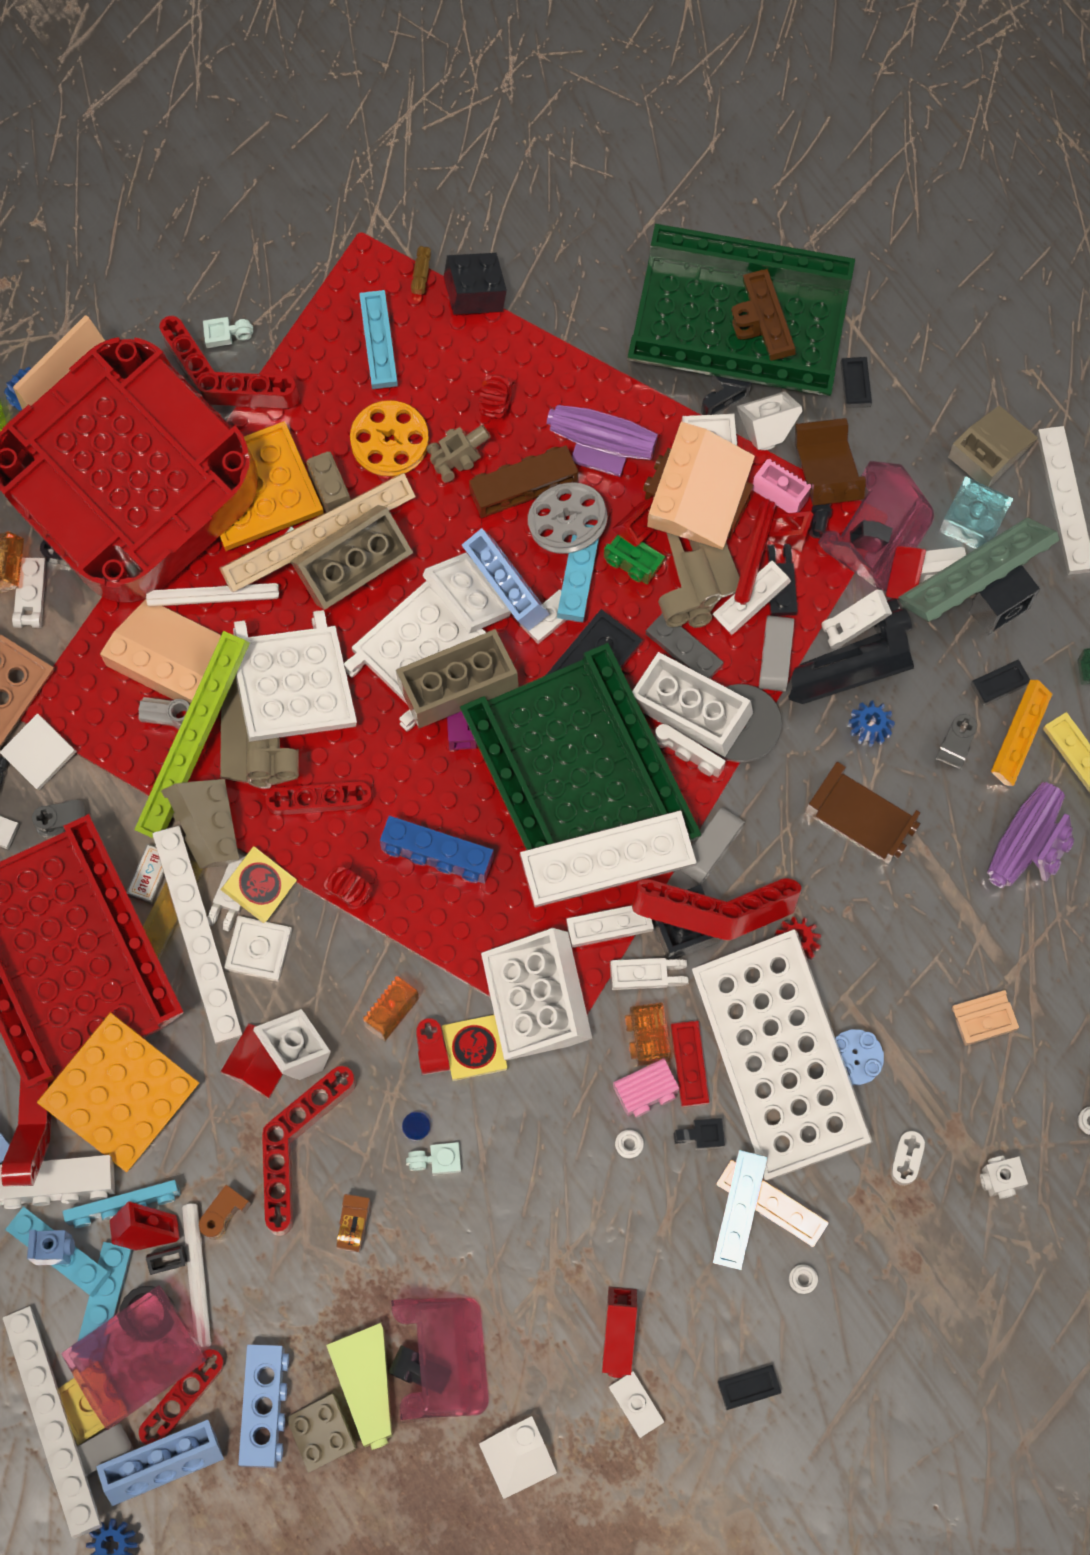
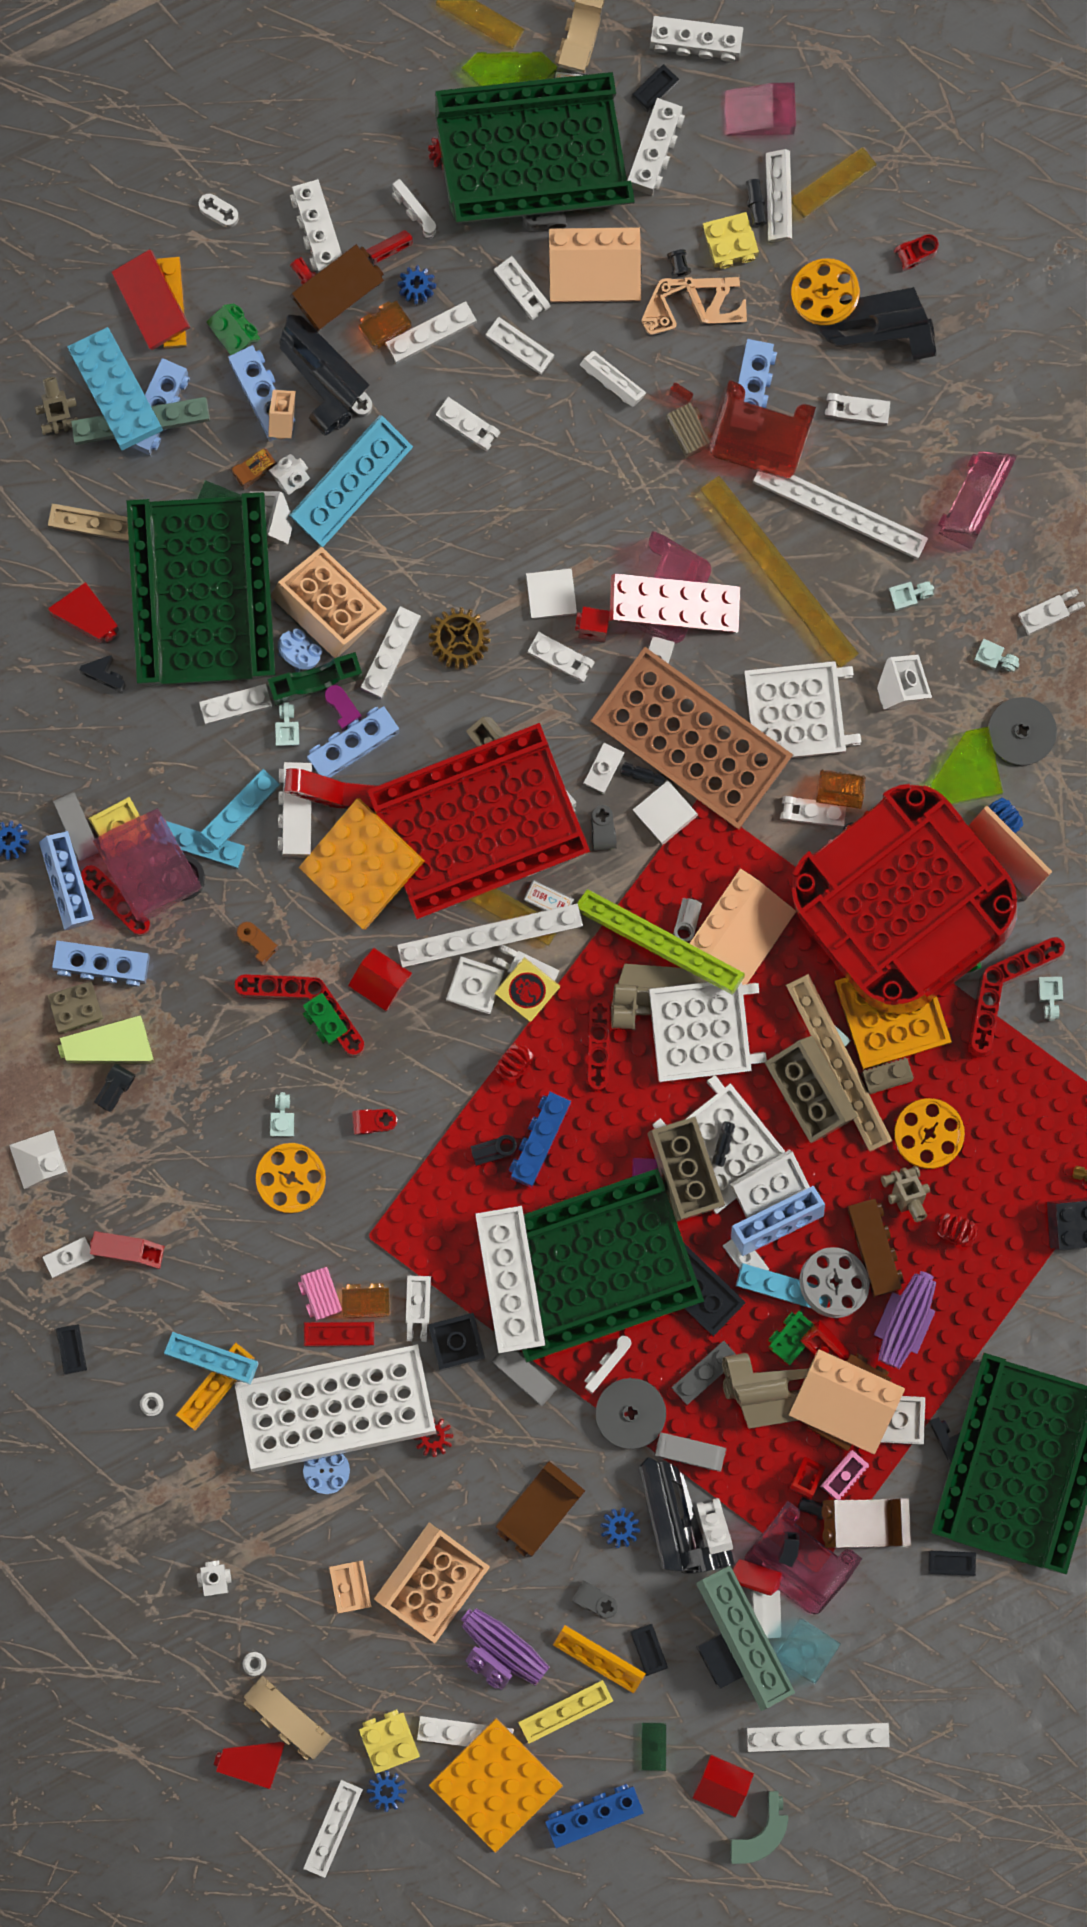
camera: 90 degrees right, 10 degrees up
(39, 1247) = (244, 795): medium blue brick -> none
(52, 1423) = (107, 798): white plate -> none
(107, 1208) = (270, 853): medium azure plate -> none
(143, 1227) = (251, 878): red slope -> none
(178, 1249) = (227, 893): black piece -> none
(196, 1274) = (210, 917): white axle -> none
(206, 820) = (584, 948): dark tan wedge -> none
(212, 595) = (791, 965): white axle -> none
(294, 1045) = (385, 1007): white slope -> none
(313, 1118) = (325, 1019): none -> green bracket
(353, 1222) = (236, 1045): dark orange leg -> none
(378, 339) = (1027, 1131): medium azure plate -> none
(391, 1008) = (409, 1090): clear orange brick -> none
(416, 1126) = (311, 1103): clear blue plate -> none
(420, 645) = (723, 1144): none -> black axle
(448, 1356) = (122, 1112): clear pink windscreen -> none
(454, 903) = (491, 1150): none -> black piece
(473, 1048) = (371, 1156): tile -> none
(495, 1144) = (289, 1166): none -> light orange wedge
(536, 994) = (407, 1211): white slope -> none
(606, 926) = (461, 1279): white plate -> none
(629, 1135) = (277, 1268): white plate -> none
(692, 704) = (646, 1369): white brick -> none
(705, 1134) = (277, 1339): black plate -> none
(715, 916) = (450, 1367): red beam -> none
(755, 552) = (784, 1444): red axle -> none
(763, 316) = (1016, 1482): reddish brown plate -> none
(767, 585) = (742, 1437): white plate -> none
(769, 419) = (919, 1477): white slope -> none
(785, 601) = (757, 1466): black hinge -> none
(914, 1160) = (238, 1509): white beam -> none
(965, 926) = (432, 1582): none -> light nougat slope
(991, 446) = (875, 1678): dark tan slope -> none

